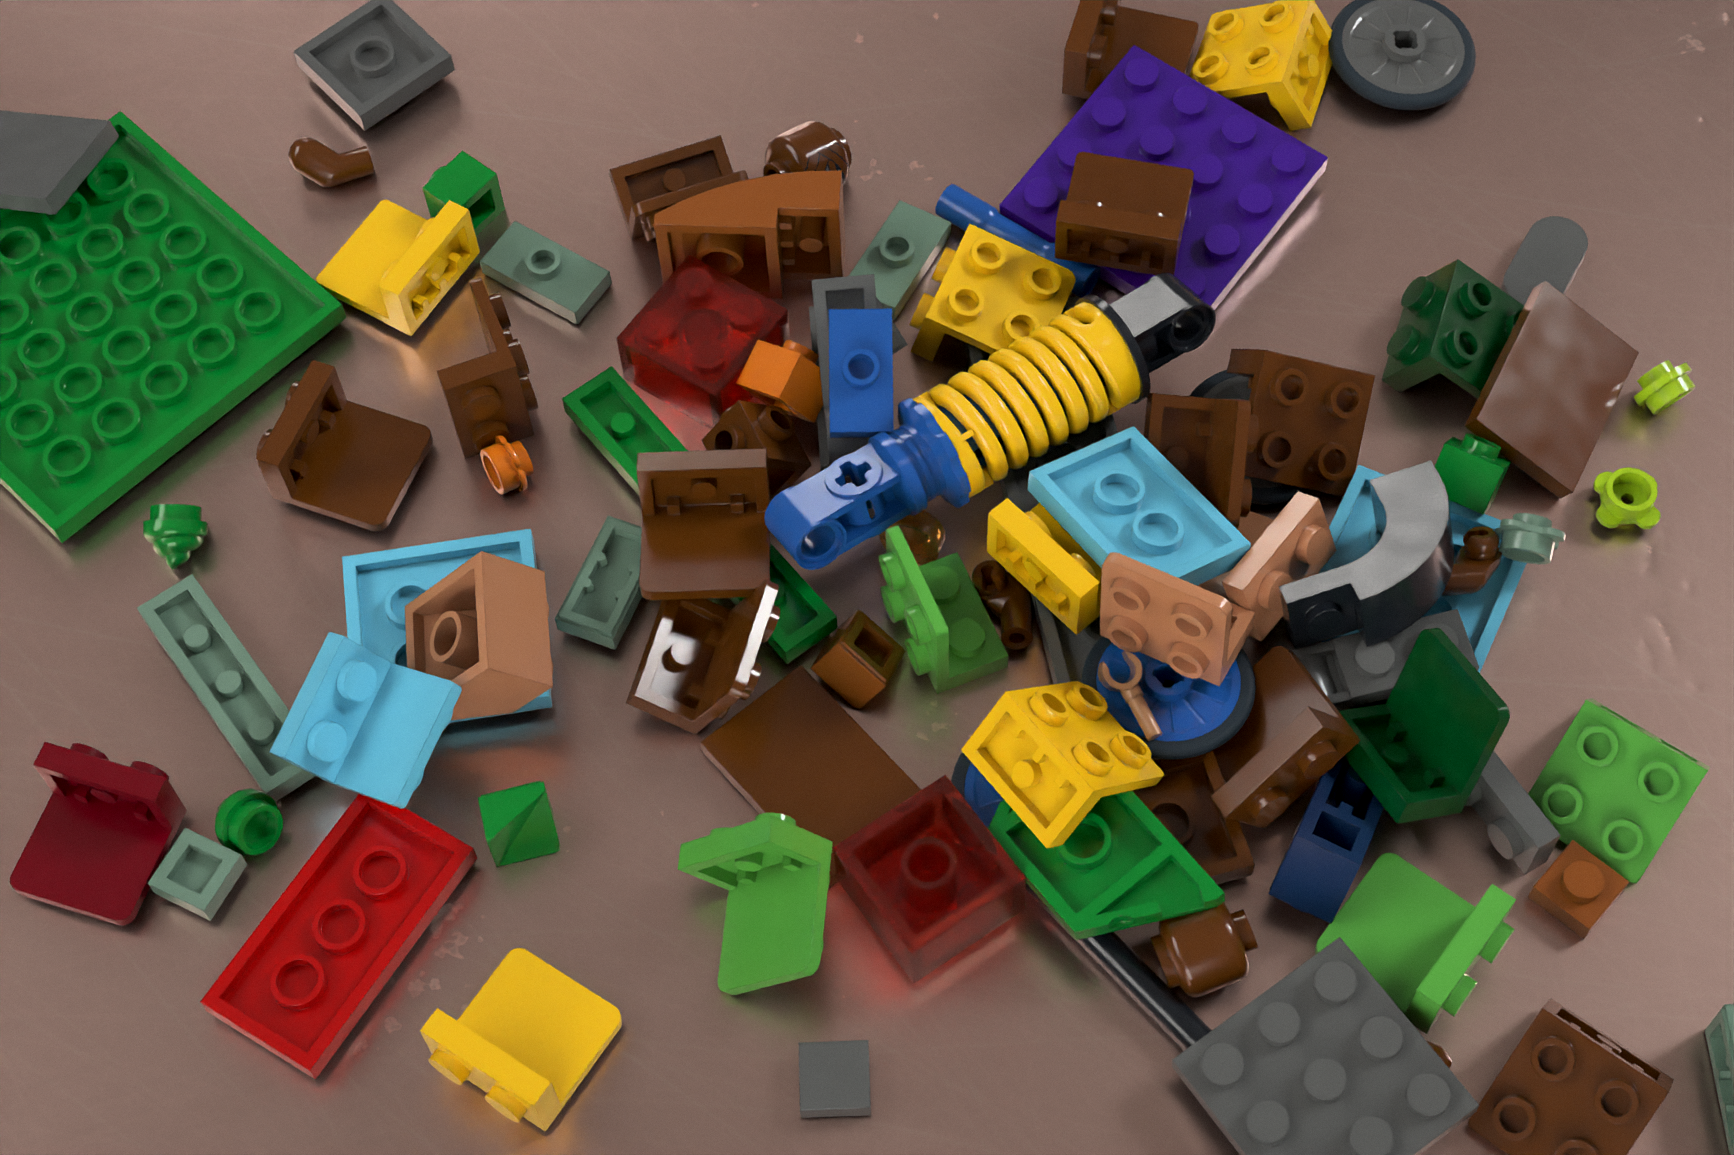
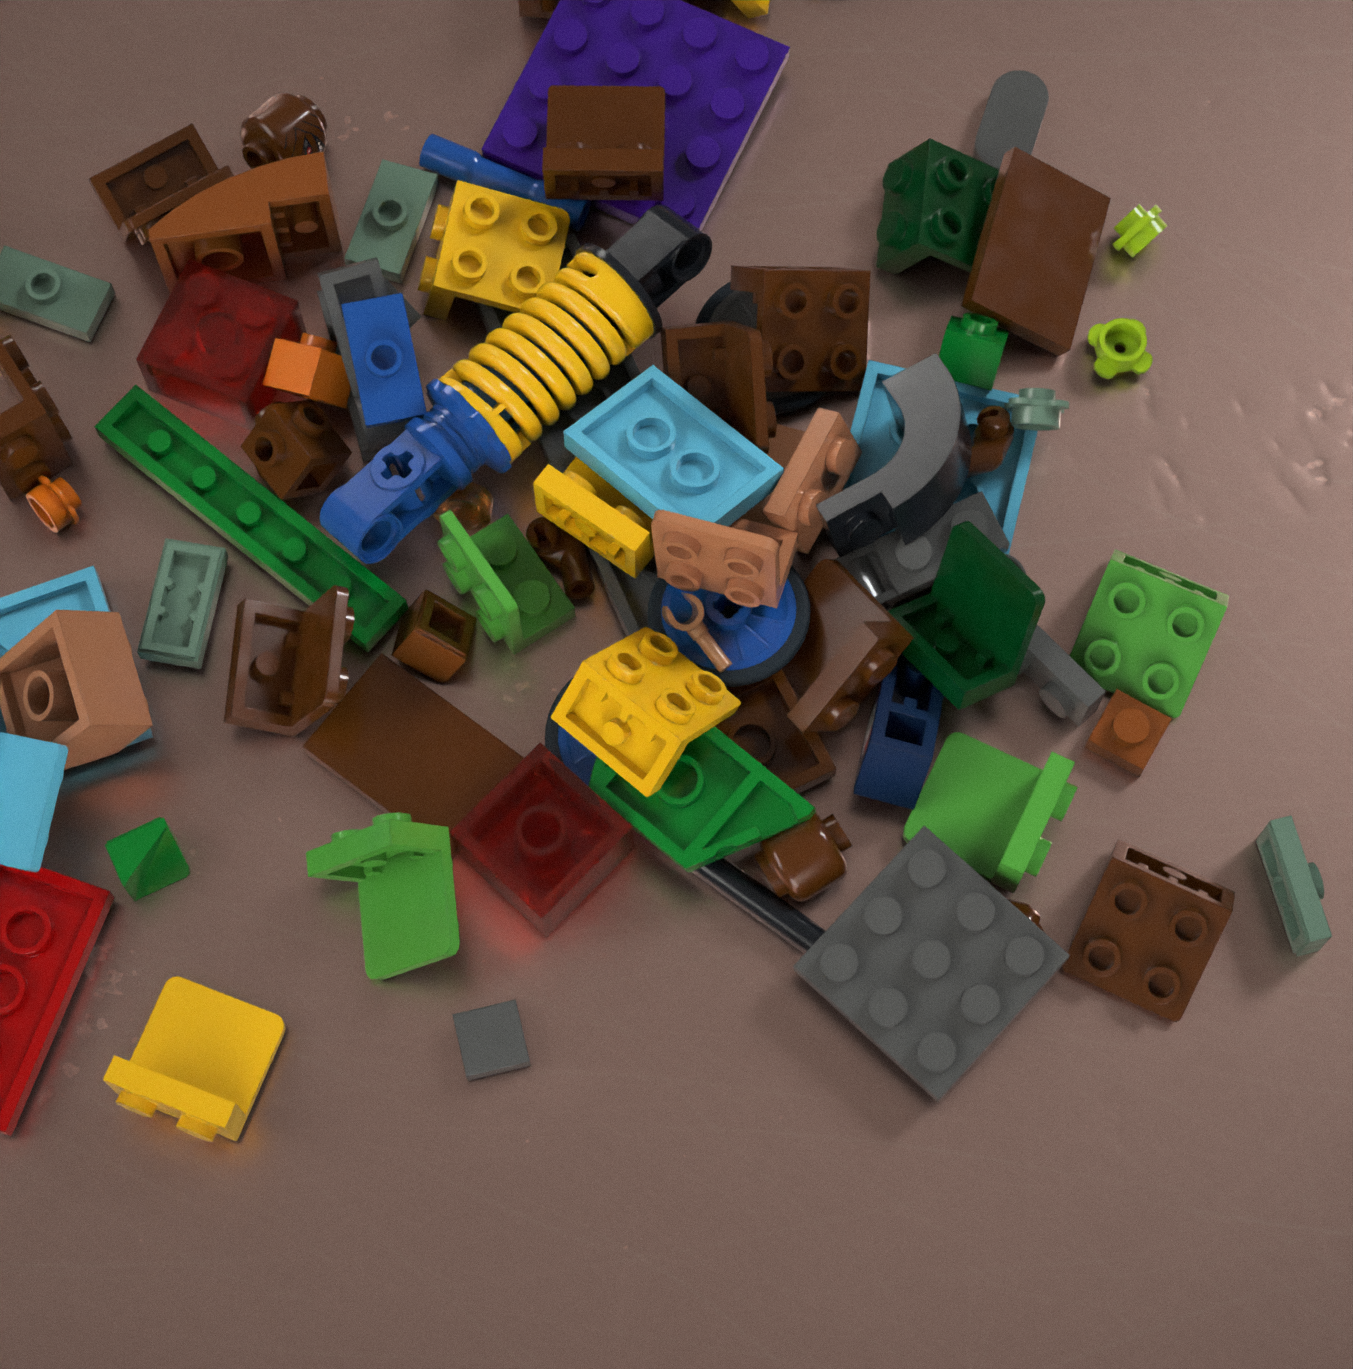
camera: 15 degrees left, 10 degrees up
(703, 523) = (262, 537): reddish brown bracket -> none

